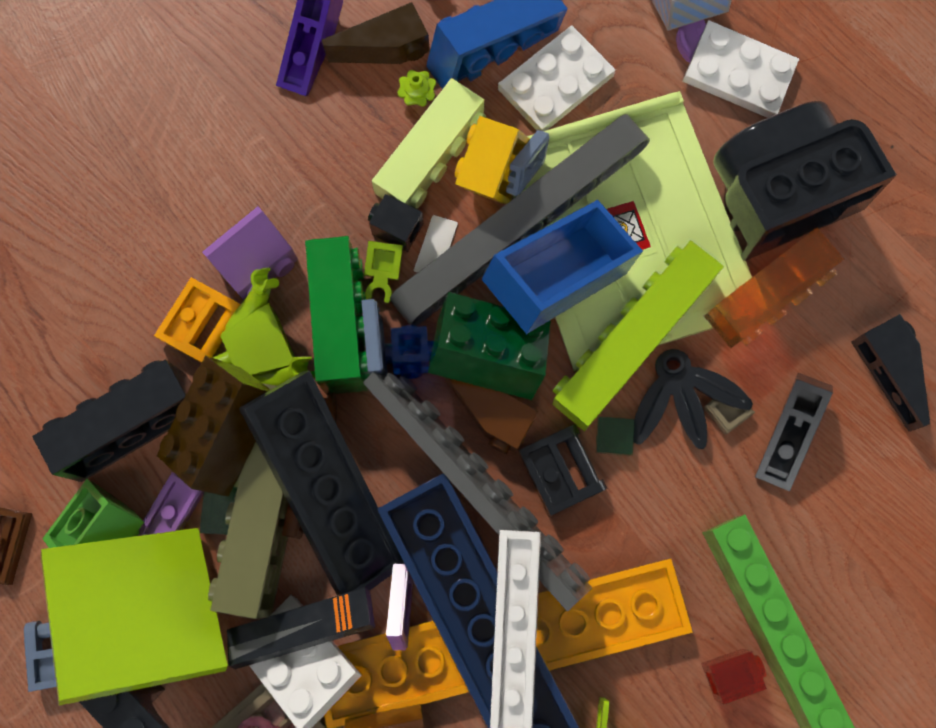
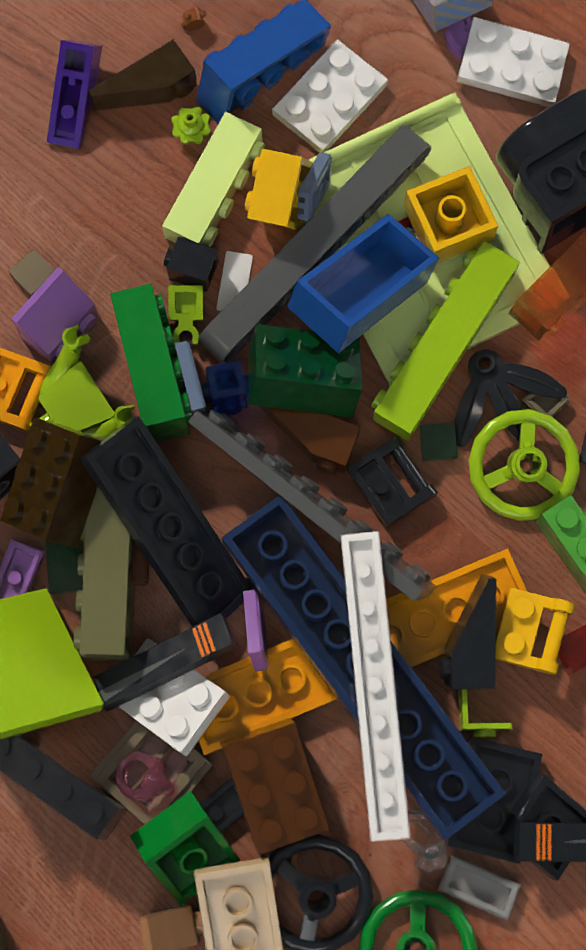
camera: 10 degrees left, 0 degrees up
(237, 206) = (31, 272): none -> dark tan tile
(621, 656) = (472, 644): none -> black slope
(660, 209) = (451, 214): none -> yellow brick
(674, 647) = (521, 626): none -> yellow plate
(714, 476) = (538, 463): none -> lime piece

